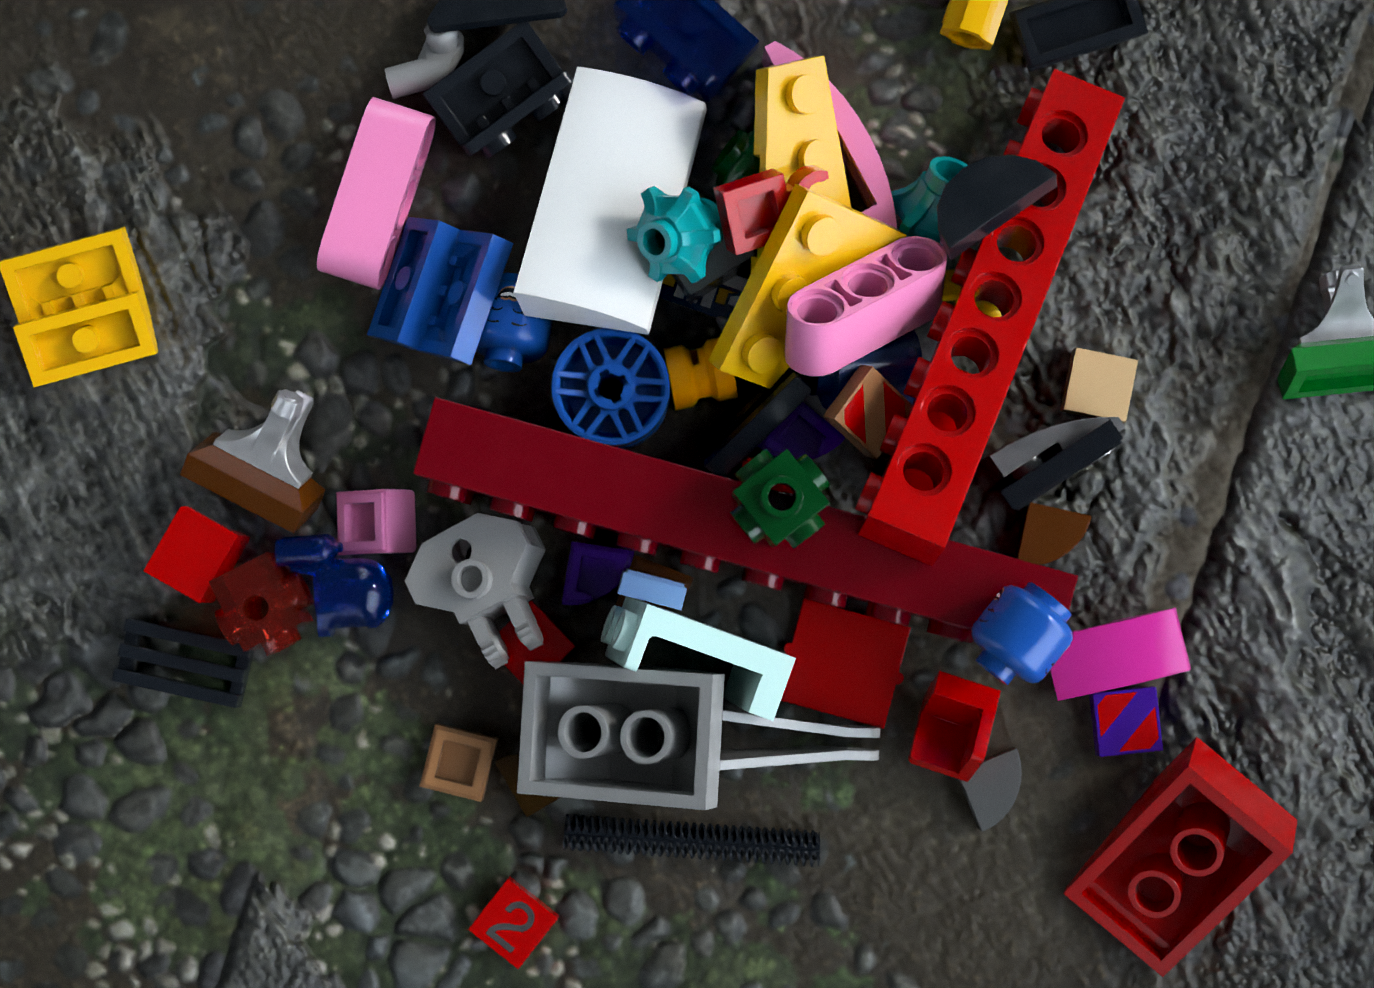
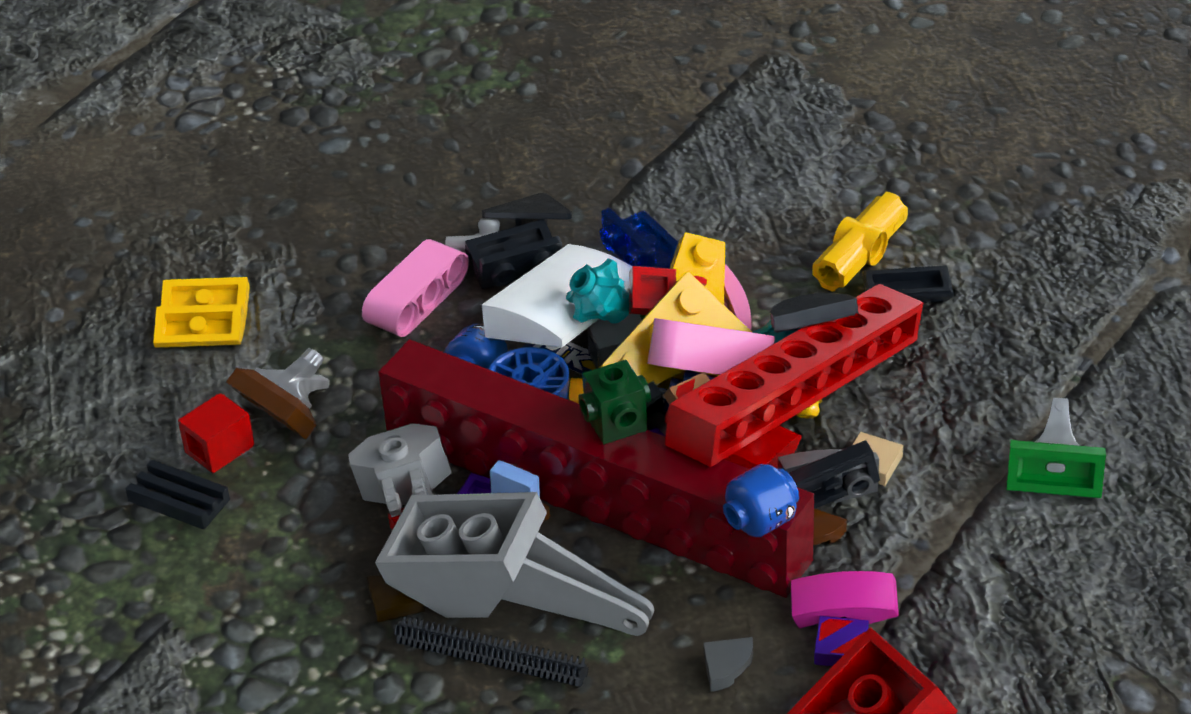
camera: 20 degrees right, 45 degrees down
(241, 597) = (247, 457): clear red brick -> none
(345, 590) = (304, 462): clear blue piece -> none
(376, 521) = (337, 442): bright pink slope -> none
(440, 289) = (441, 324): blue slope -> none
(459, 762) = (340, 580): medium nougat tile -> none
(513, 922) = (340, 675): red tile -> none
(757, 672) = (569, 512): light aqua panel -> none
(845, 663) = (648, 572): red piece -> none
(954, 726) = (712, 606): red panel -> none

